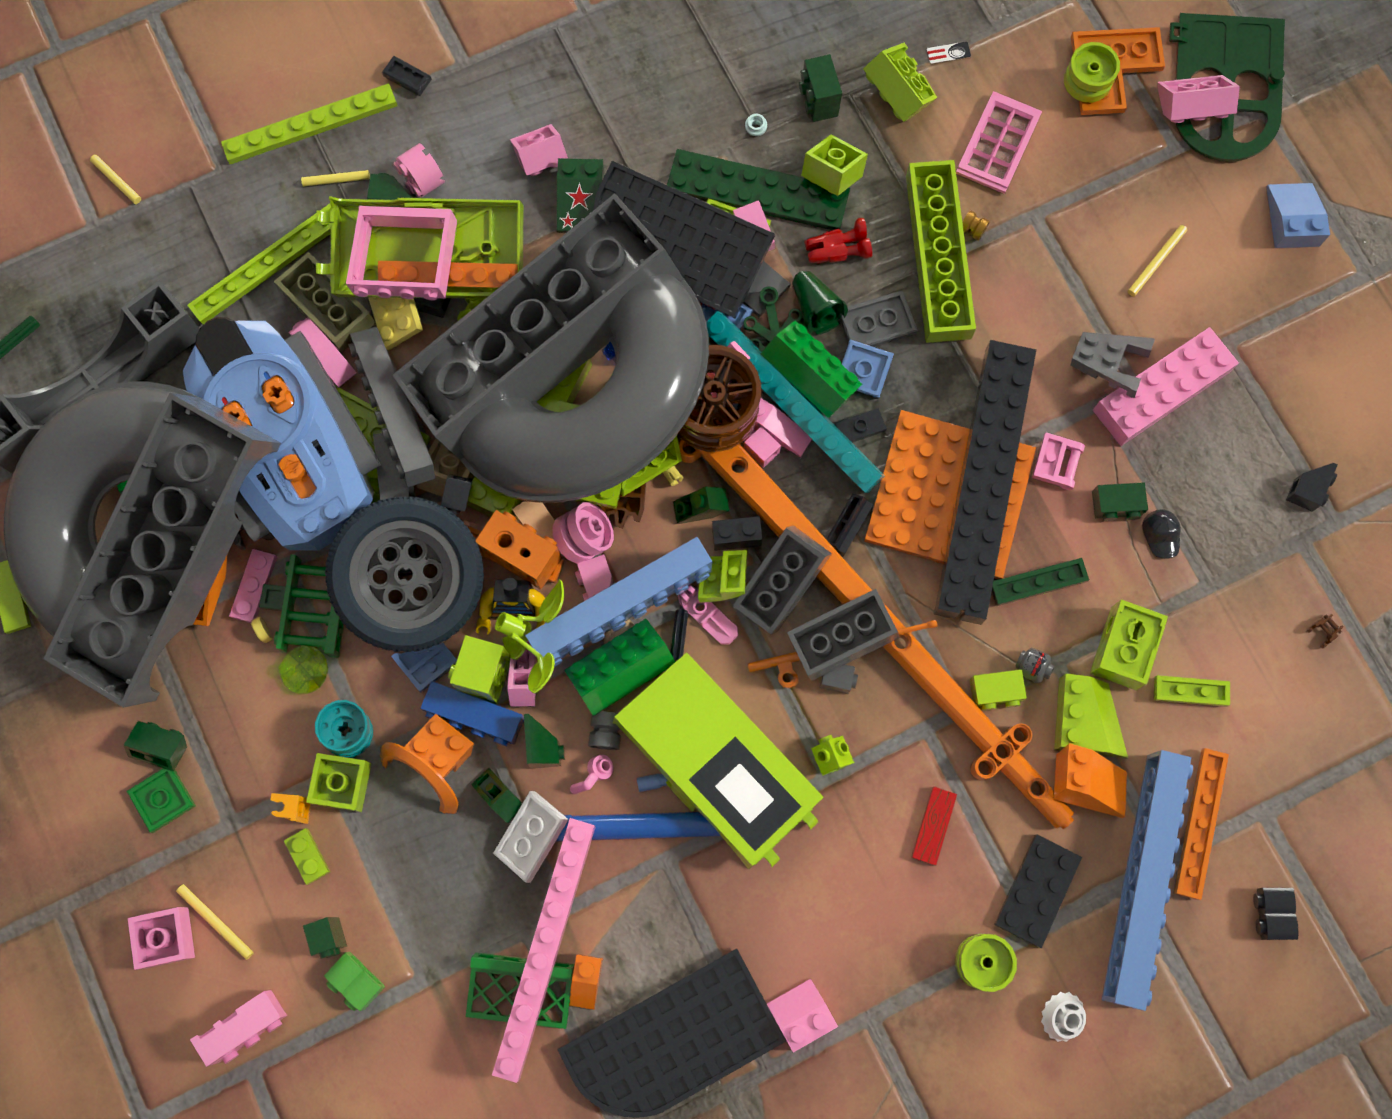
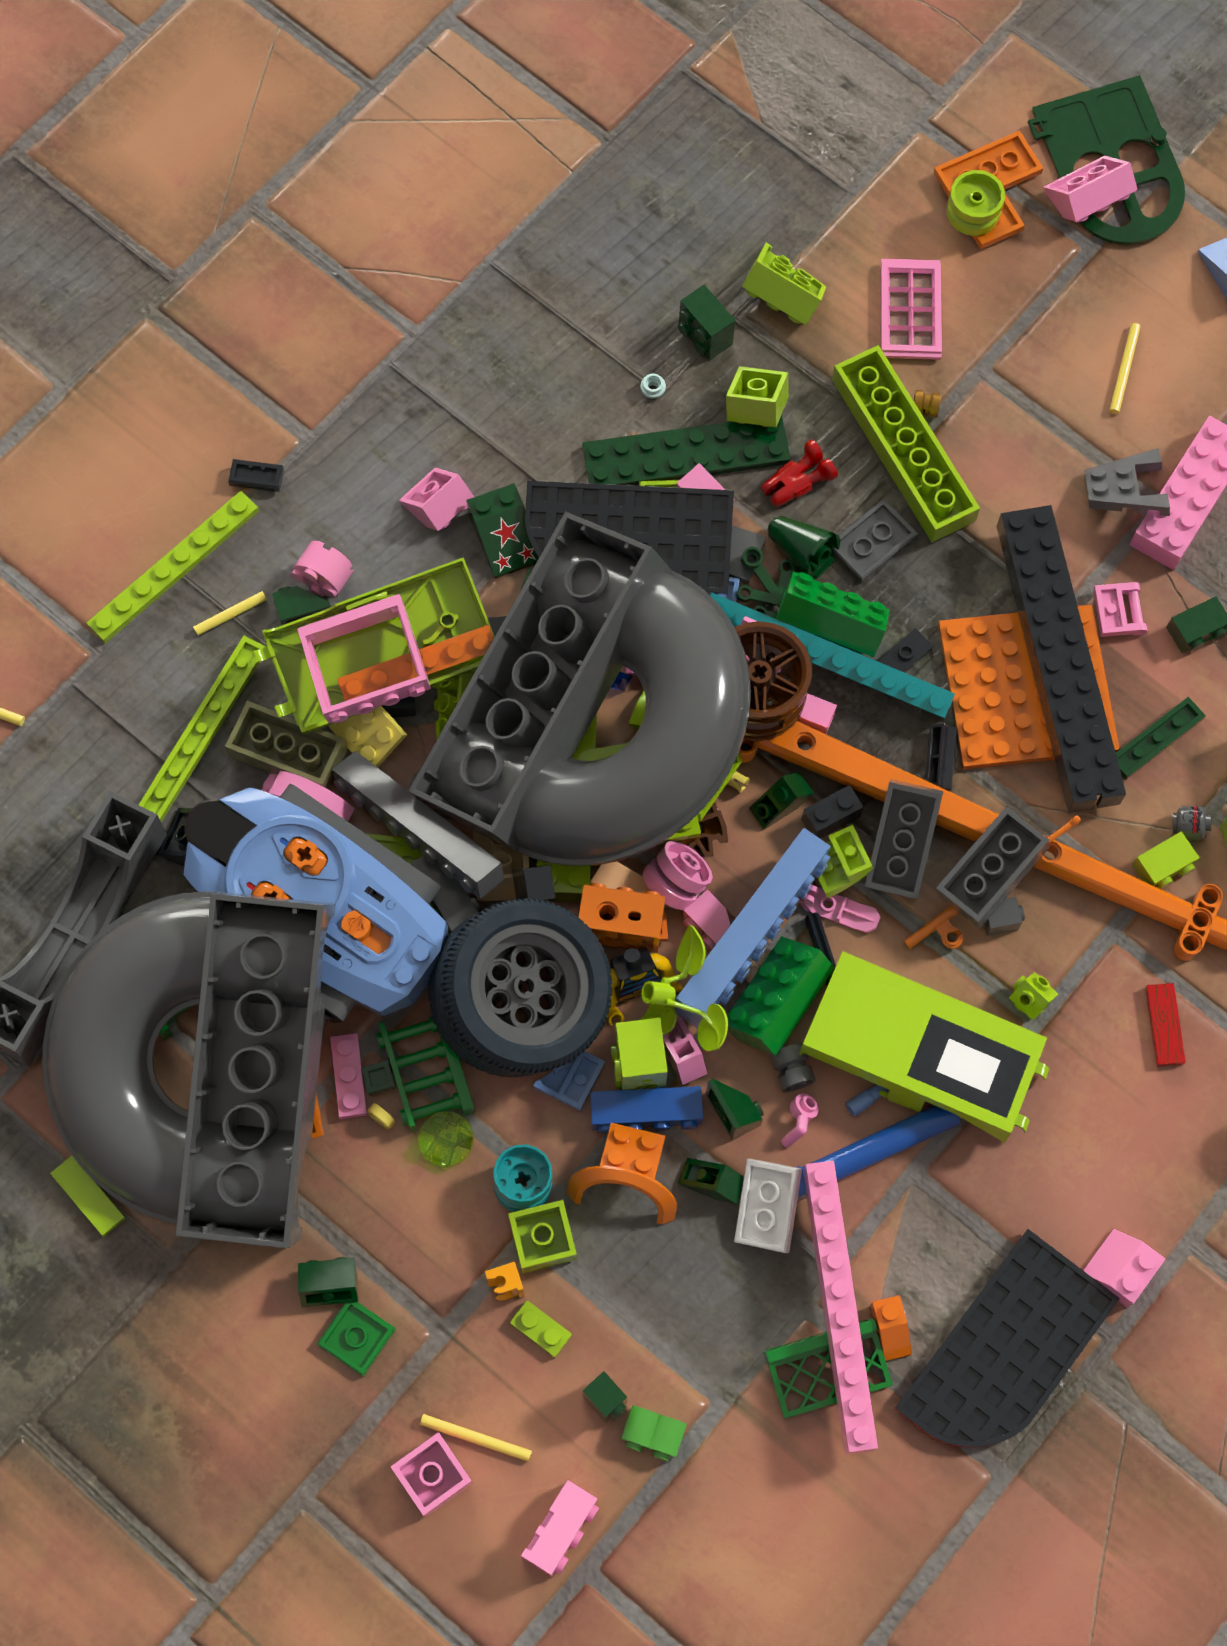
camera: 25 degrees left, 5 degrees down
(782, 428) = (834, 689): bright pink slope -> none
(868, 365) = (887, 587): medium blue tile -> none
(948, 52) = (816, 235): sticker -> none

